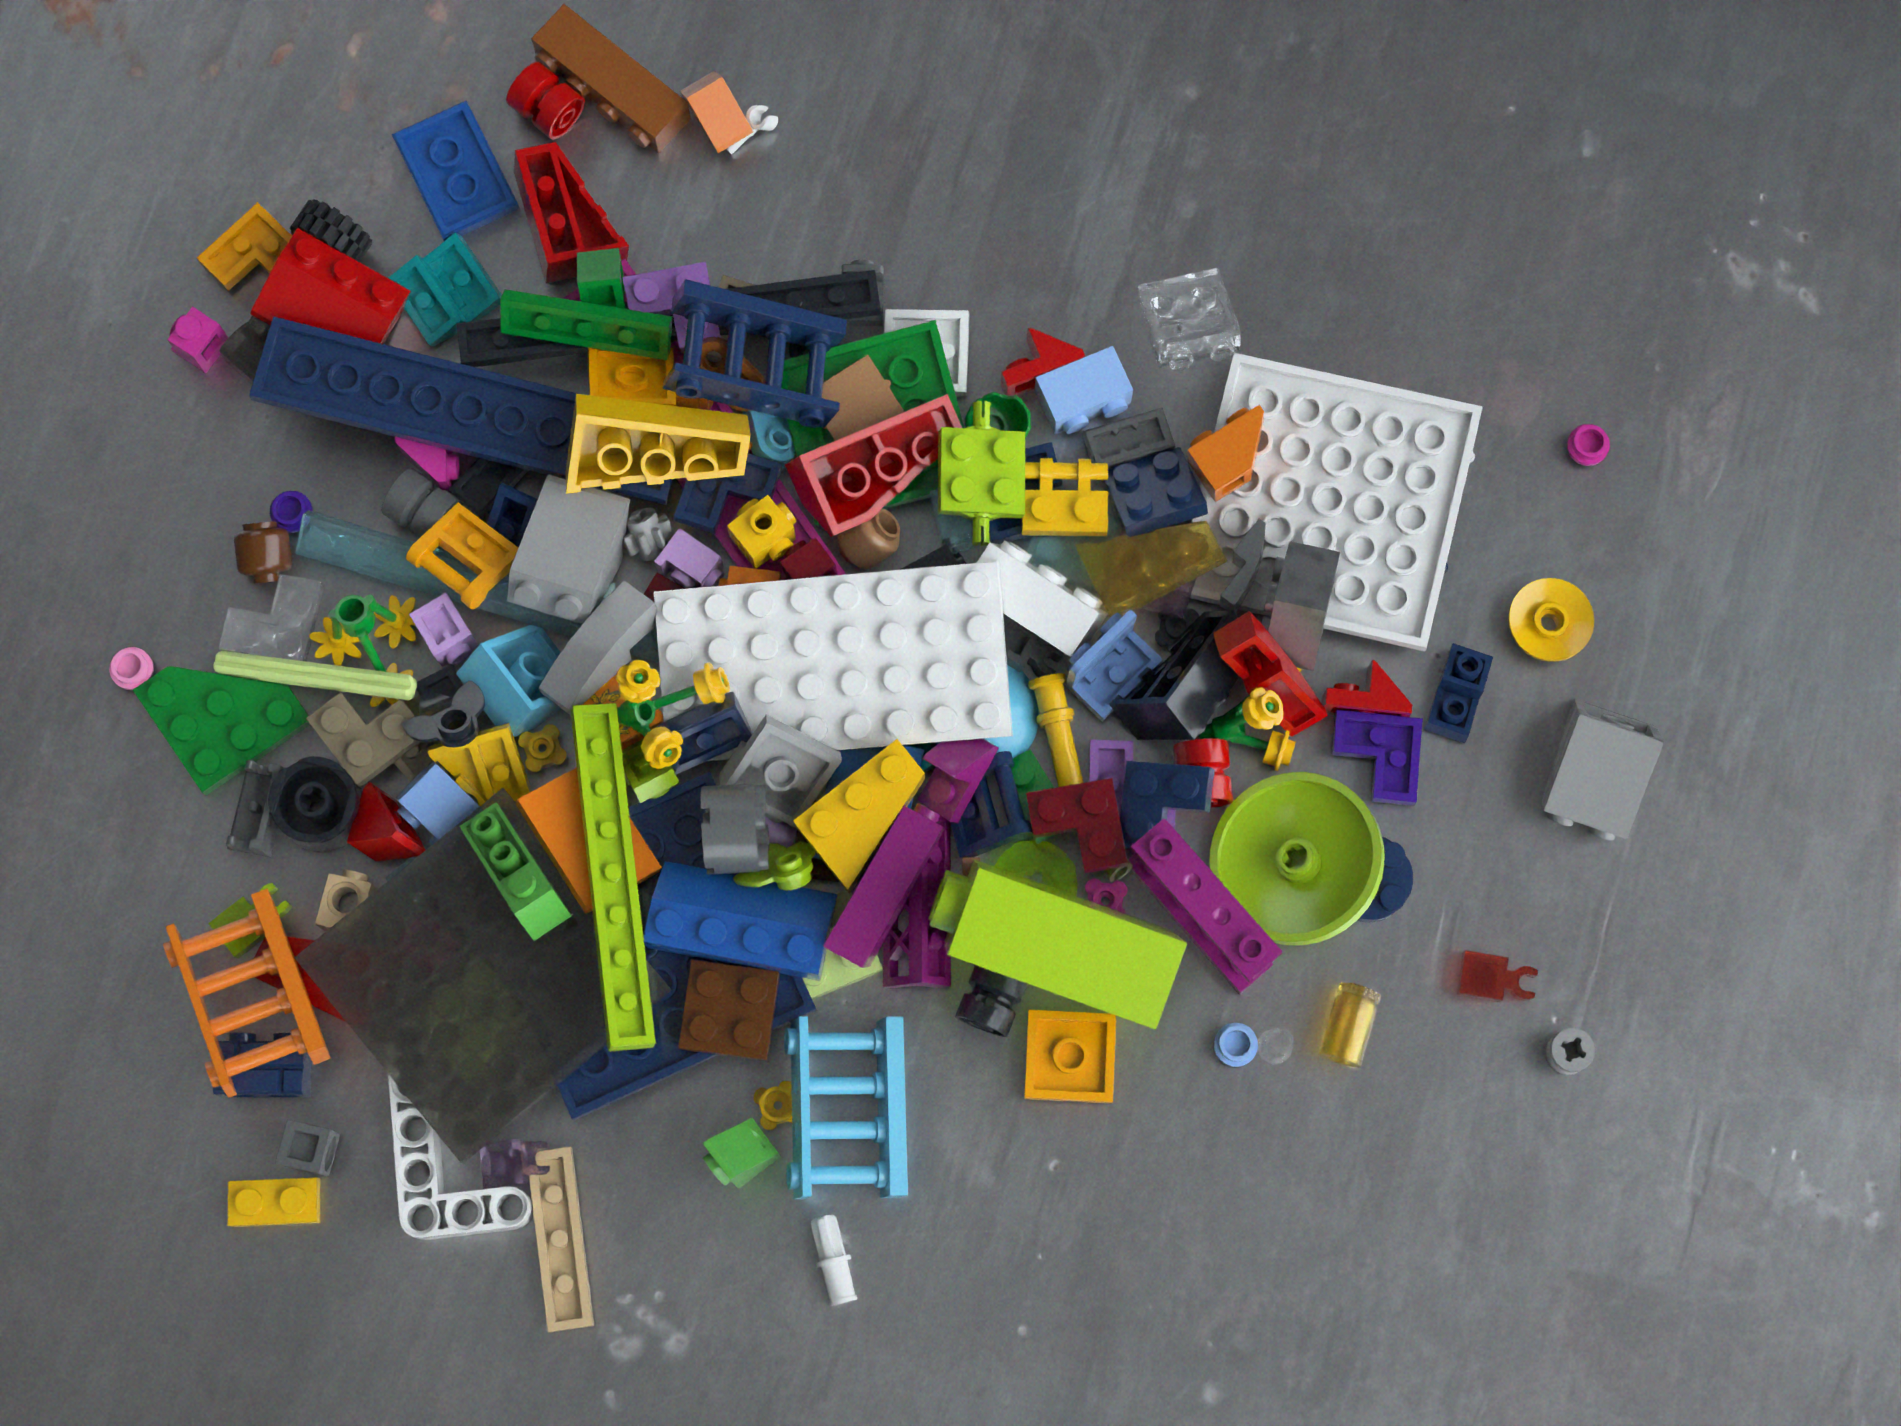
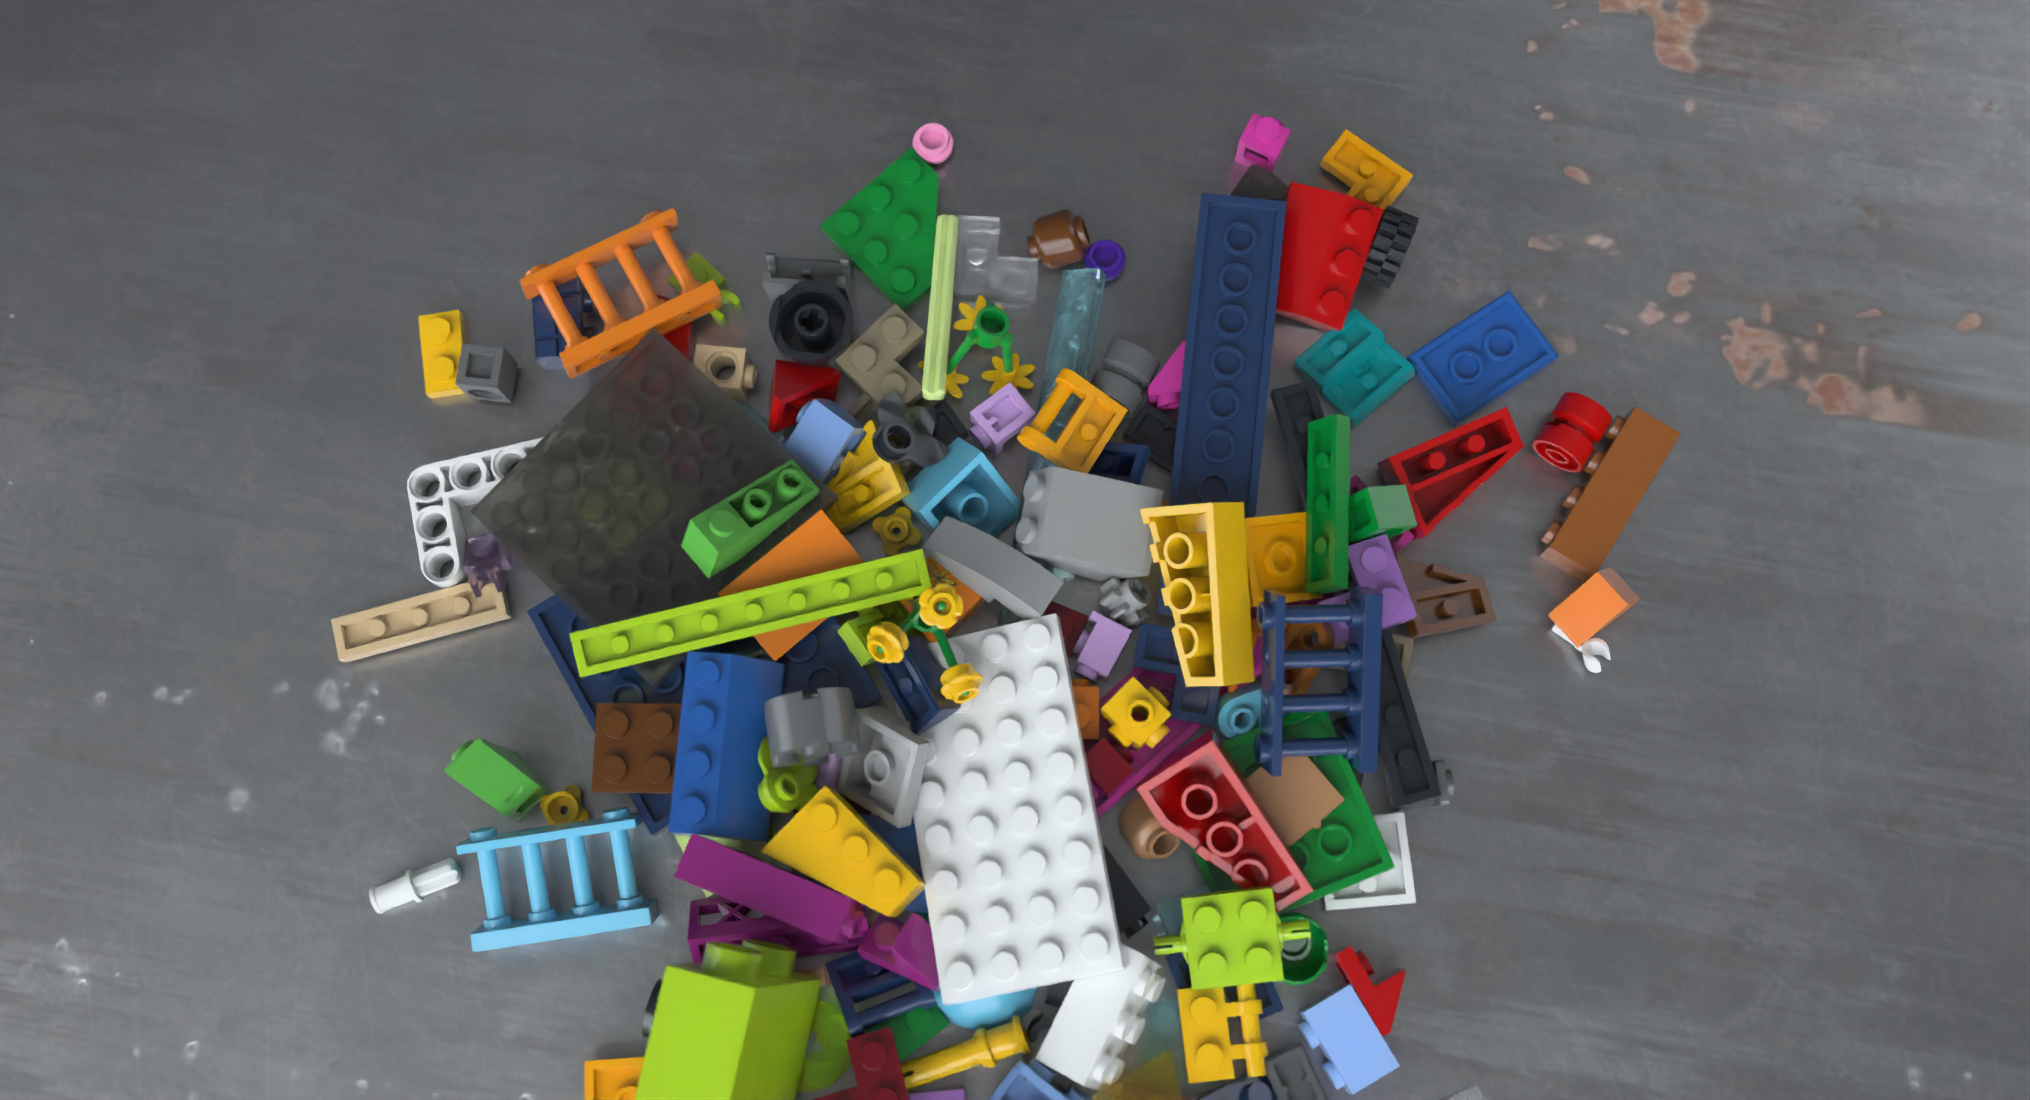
camera: 90 degrees right, 0 degrees up
(689, 239) = (1444, 598): none -> reddish brown wing

